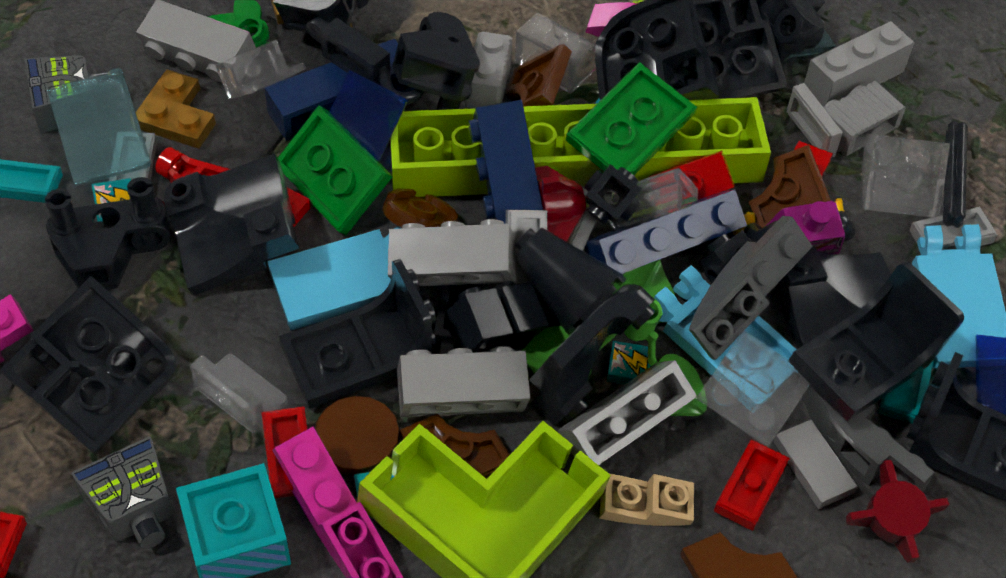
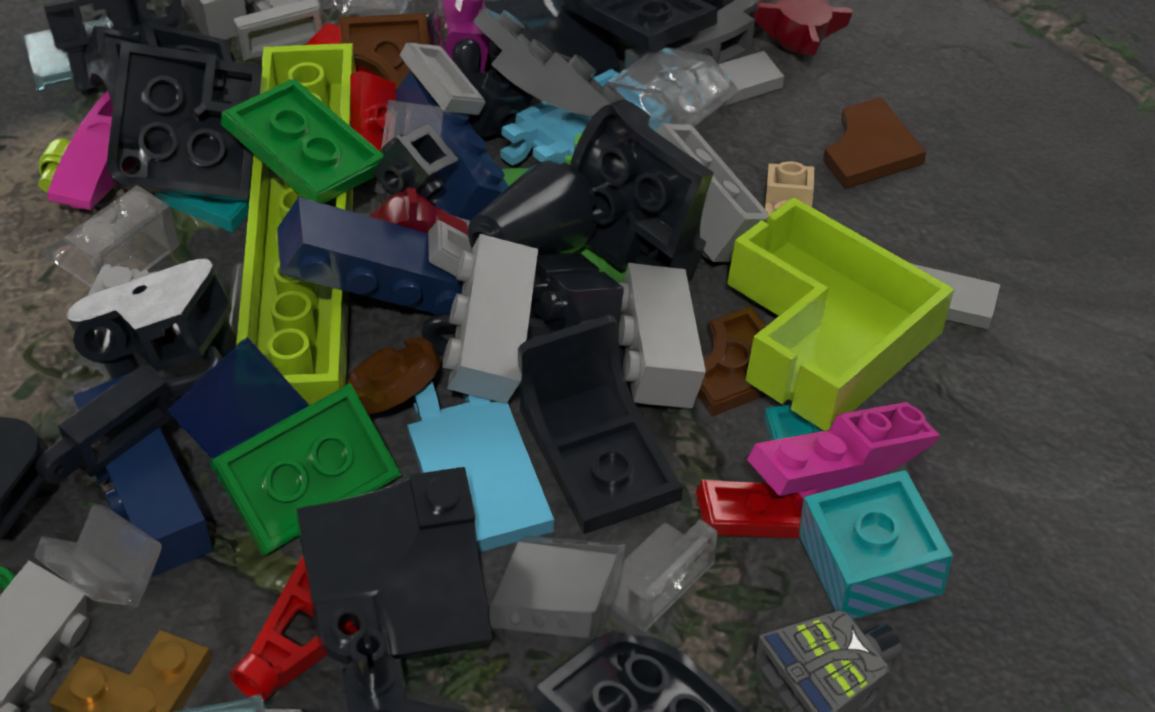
camera: 85 degrees left, 5 degrees down
(223, 326) = (558, 590): none -> dark grey slope
(358, 433) = (715, 445): reddish brown tile -> none
(539, 78) = (186, 233): reddish brown tile -> none
(726, 210) = (442, 78): none -> light grey tile
(751, 484) = (767, 123): red plate -> none

